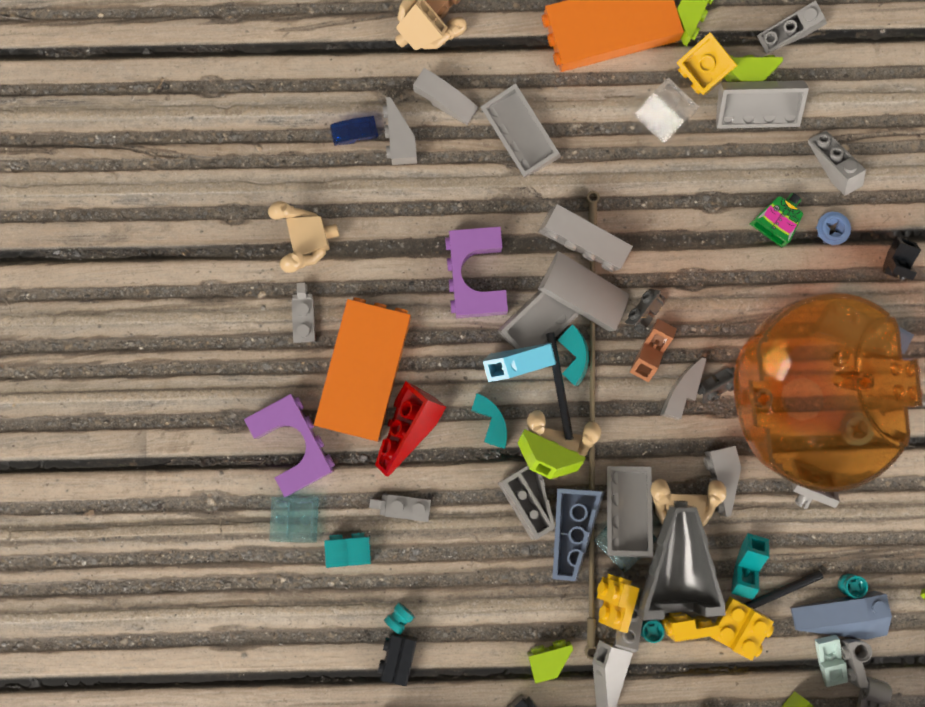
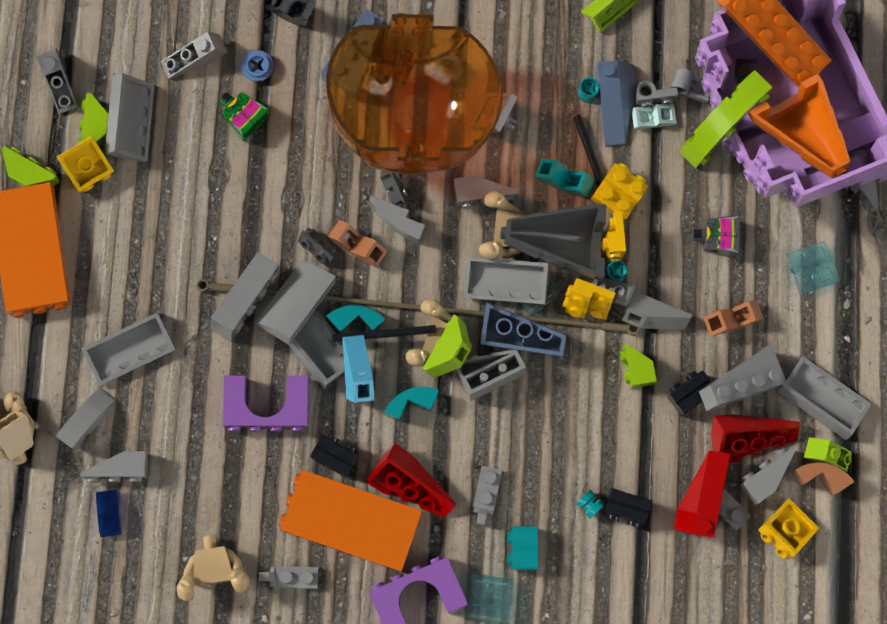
camera: 85 degrees left, 5 degrees down
(428, 347) = (335, 456): none -> black brick
(666, 110) = (126, 206): clear slope -> none

